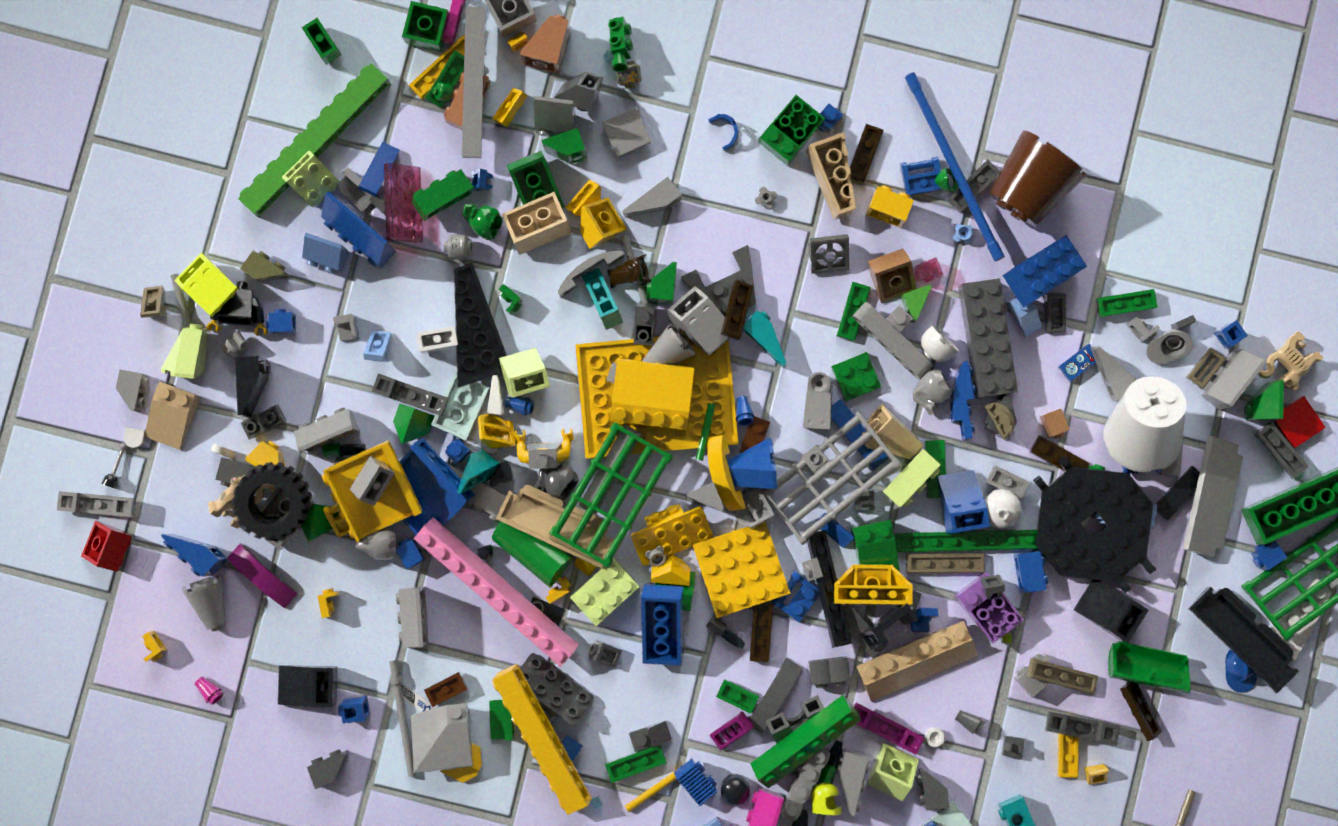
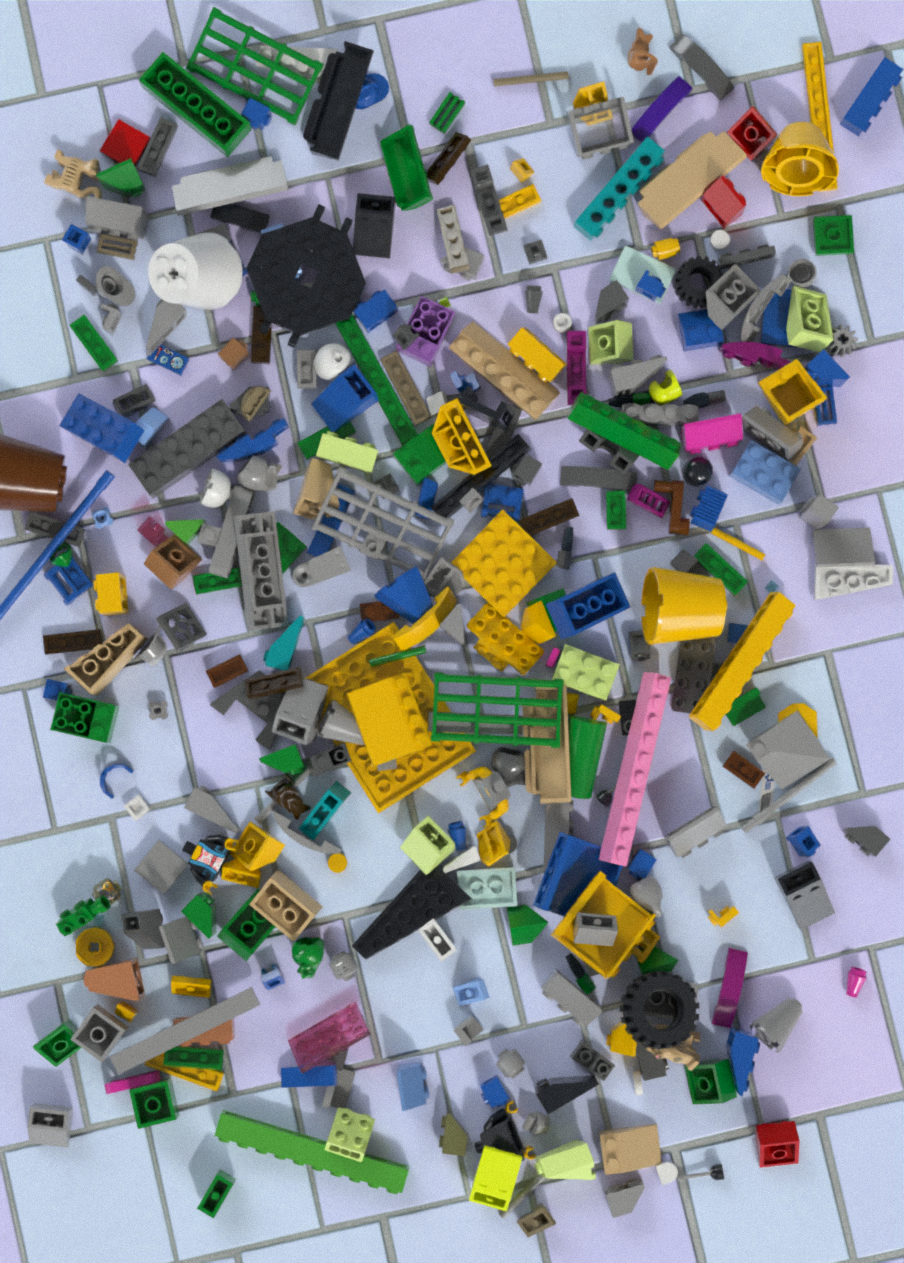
camera: 110 degrees left, 0 degrees up
(95, 504) = (744, 1174): light grey slope -> none
(153, 643) = (840, 1052): yellow bracket -> none
(188, 516) = (711, 1082): none -> green slope
(298, 349) = (510, 1063): none -> light grey head
(356, 231) = (376, 1066): blue slope -> none
(410, 394) = (499, 939): dark grey slope -> none
(442, 194) = (303, 1006): green brick -> none
(443, 92) = (207, 1055): green piece -> none
(457, 451) = (528, 869): blue brick -> none
(478, 469) = (535, 841): teal slope -> none
(502, 474) = (528, 821): black panel -> none
(508, 295) = (364, 896): green bracket -> none
(550, 287) = (337, 863): none -> yellow tile
(585, 52) = (83, 946): none -> yellow plate
(612, 176) = (208, 858): none -> torso
(618, 709) = (681, 606): none -> yellow cone
(633, 569) = (553, 657): none -> dark pink tile
(656, 561) = (533, 639): light grey plate -> none
(689, 137) = (137, 807): none -> white tile
(730, 761) = (676, 524): none -> reddish brown beam
(769, 274) = (227, 671): none -> reddish brown plate
(814, 633) = (526, 470): none -> dark grey brick
(821, 220) = (154, 649): none -> light grey piece
(829, 671) = (552, 441): dark grey brick -> none
(844, 348) = (261, 570): none -> light grey slope
(916, 698) = (536, 355): none -> yellow brick
(919, 584) = (435, 401): none -> white tile
(1192, 746) = (450, 96): none -> green tile

